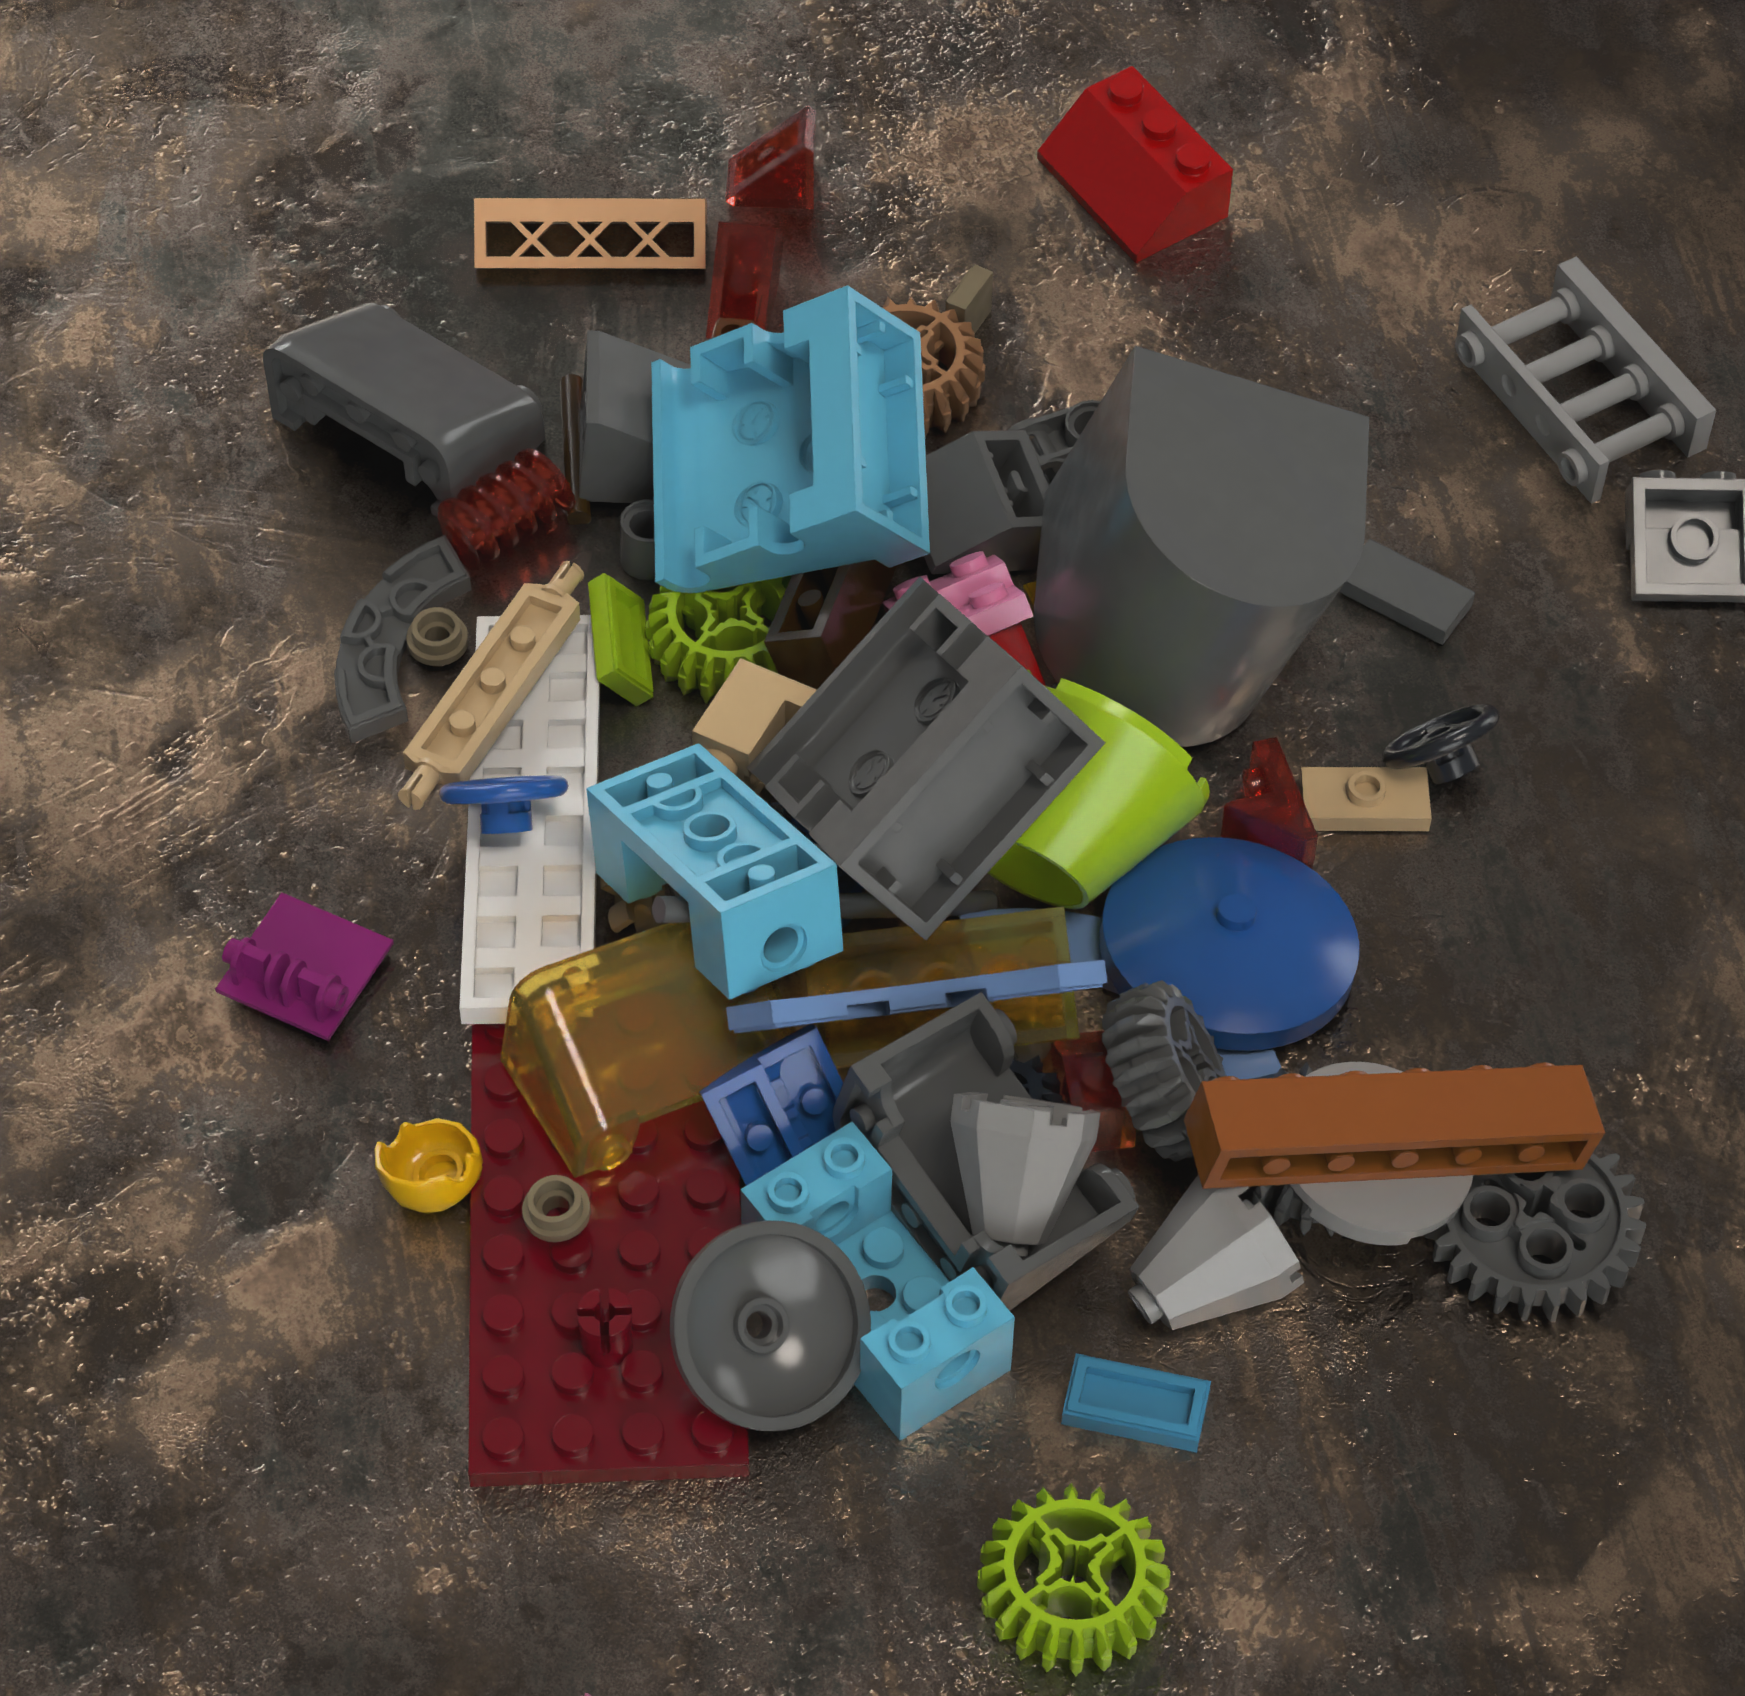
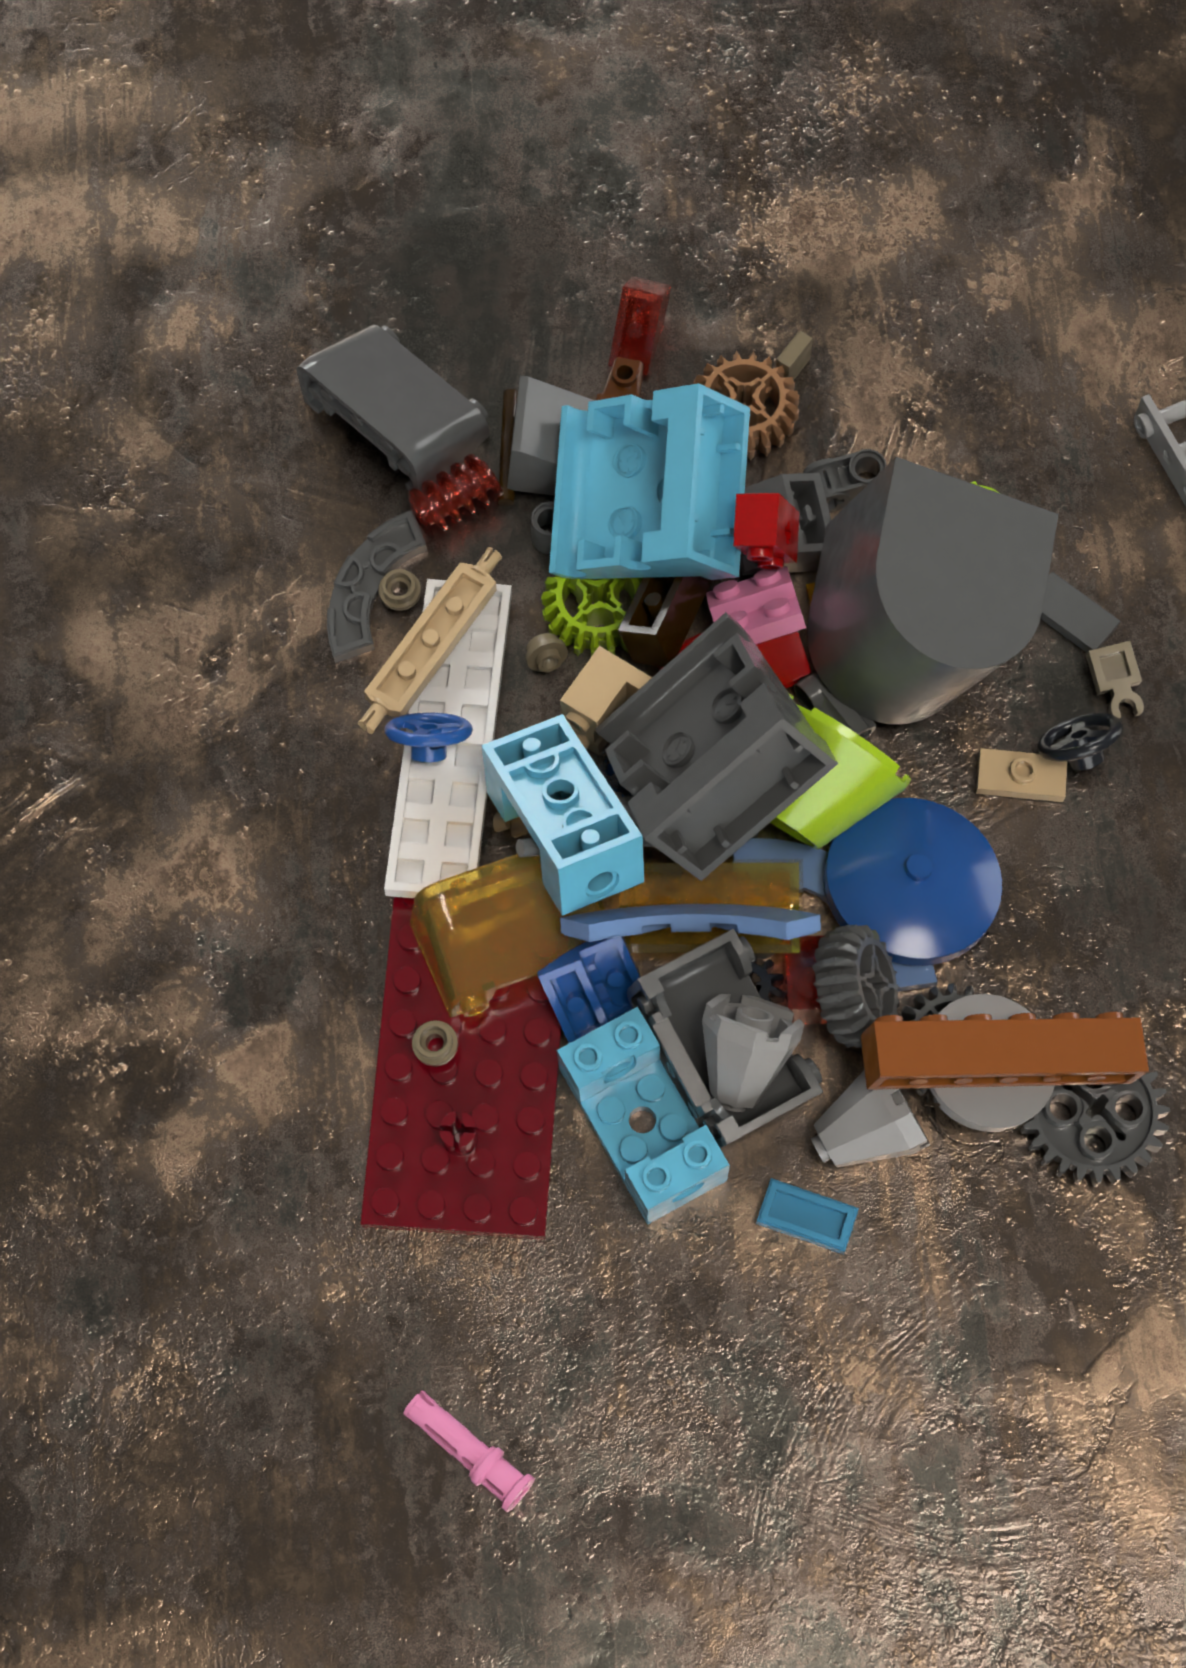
camera: 10 degrees right, 15 degrees up
(302, 966) = (287, 833): magenta hinge -> none
(429, 1165) = (355, 995): yellow hair -> none
(589, 211) = (536, 259): light nougat fence -> none
(620, 639) = (522, 602): lime tile -> none
(660, 698) = (545, 653): none -> dark tan plate
(777, 167) = (671, 233): clear red slope -> none
(809, 1334) = (584, 1167): dark grey dish -> none
(961, 489) = (766, 529): none -> red brick
(1052, 1536) = (737, 1323): lime gear -> none
(1137, 165) = (926, 254): red slope -> none
(1272, 807) = (960, 787): clear red slope -> none
(1480, 657) = (1115, 672): none -> dark tan plate

